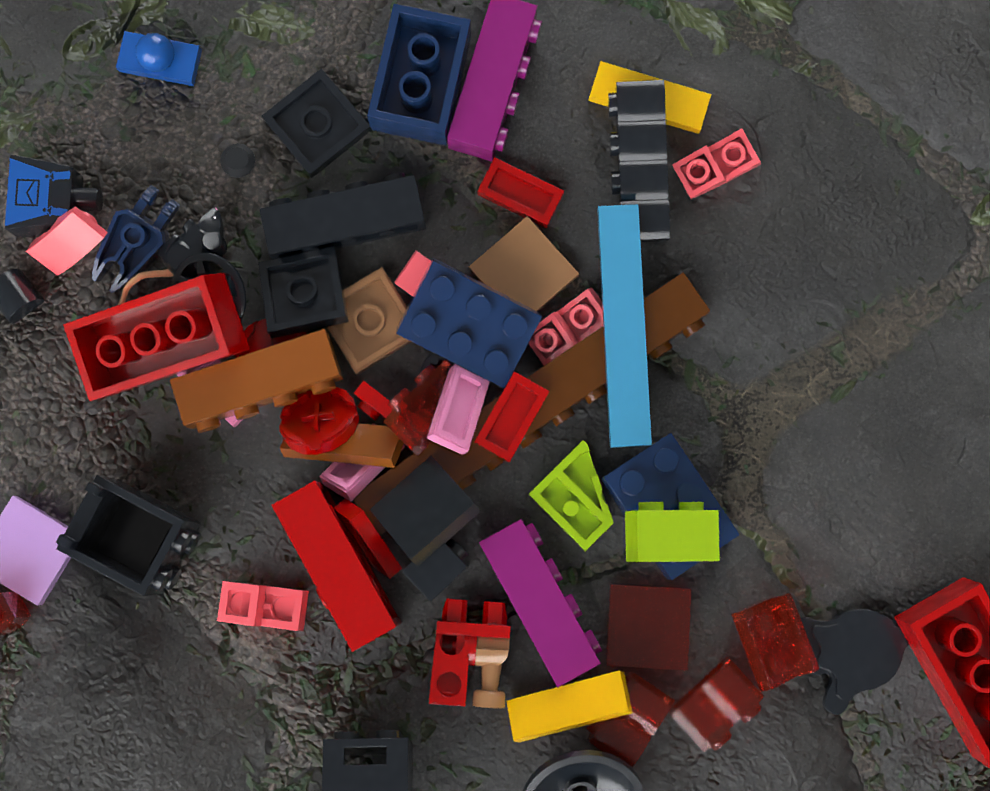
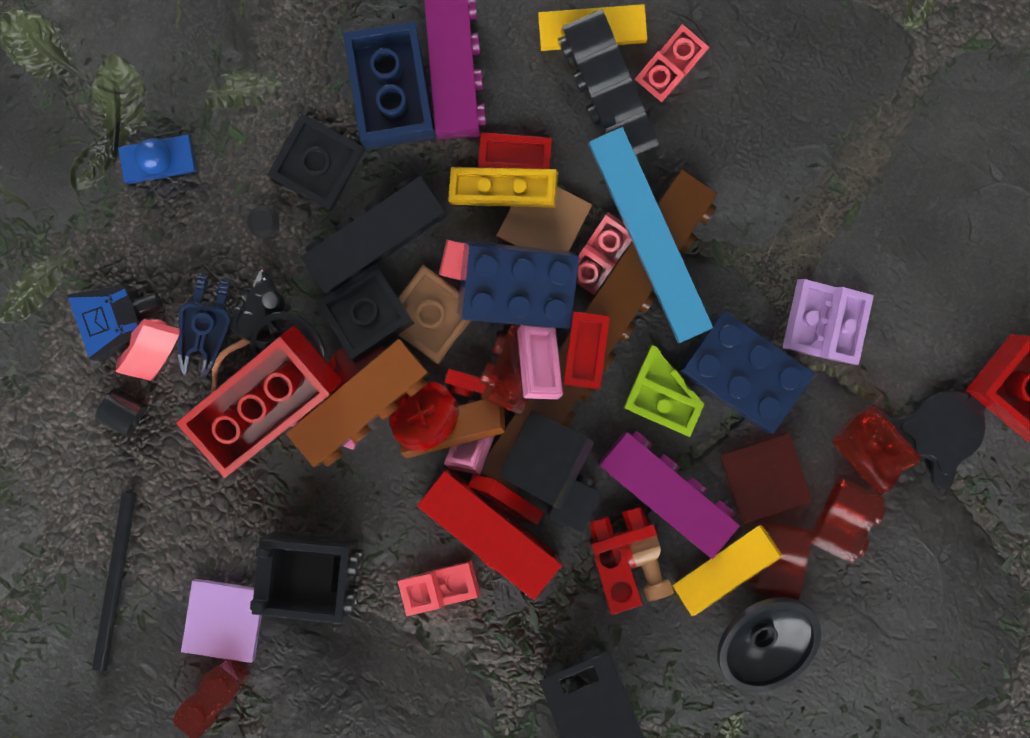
camera: 20 degrees left, 5 degrees up
(495, 220) = (503, 187): none -> yellow tile
(672, 534) = (761, 398): lime brick -> none
(776, 489) = (828, 321): none -> lavender slope

